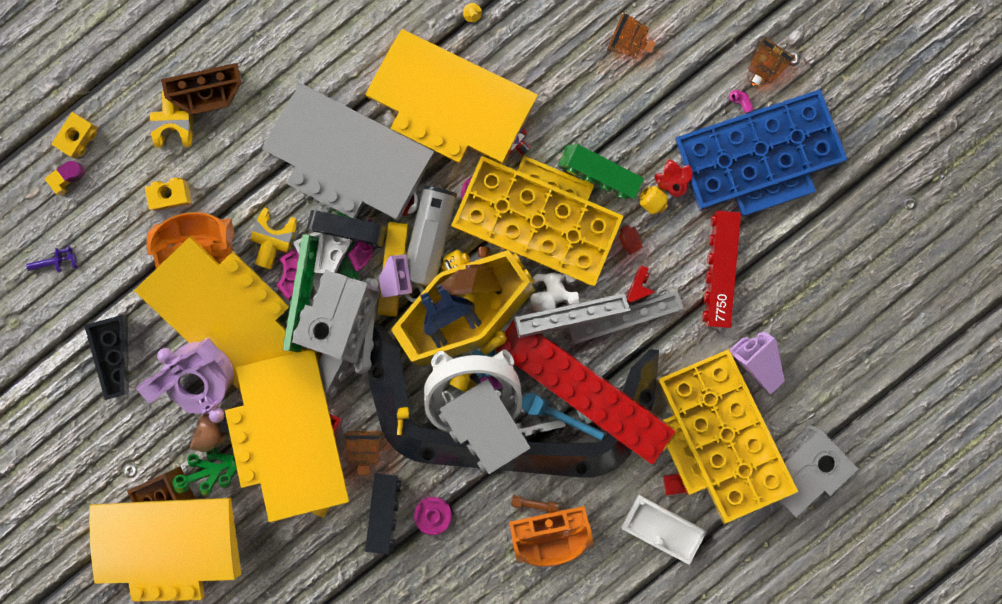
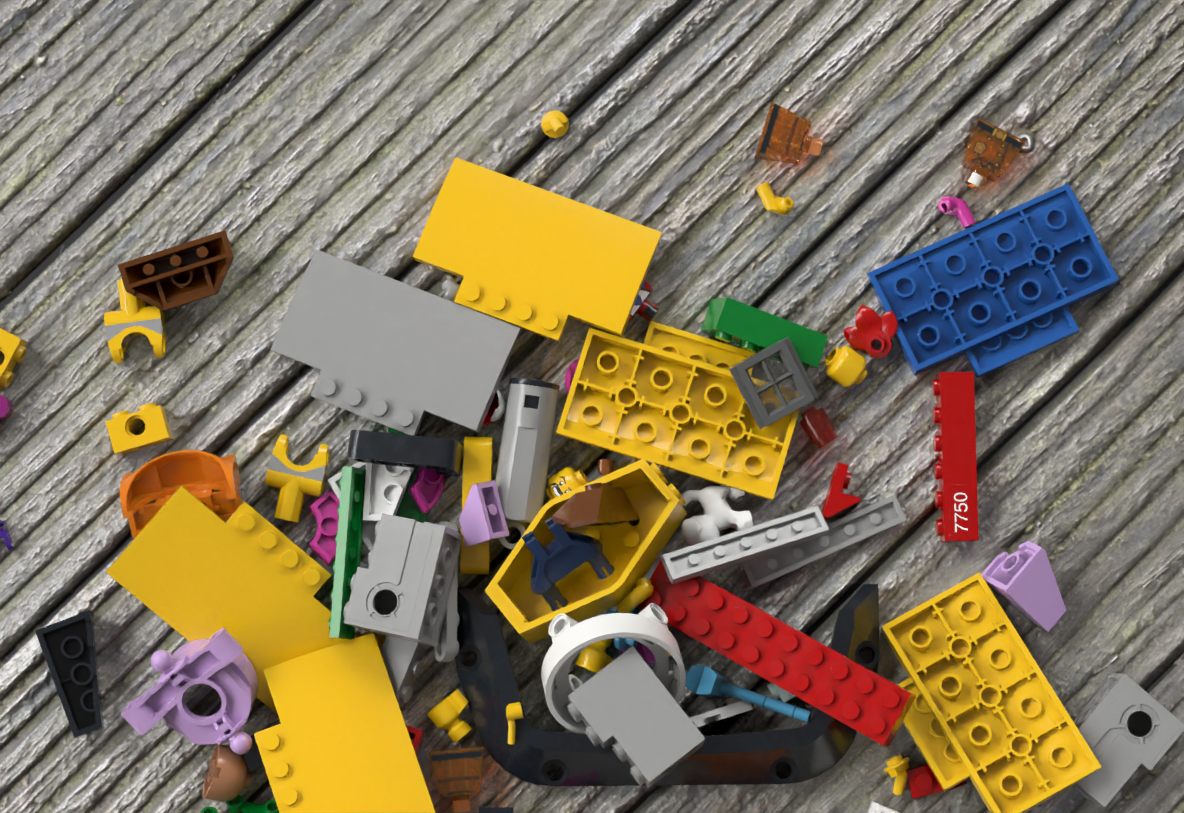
camera: 10 degrees left, 5 degrees down
(359, 409) = (446, 715): none -> yellow piece
(603, 206) = (773, 382): none -> dark grey piece
(617, 83) = (774, 203): none -> yellow arm
(658, 473) = (897, 768): none -> yellow plate

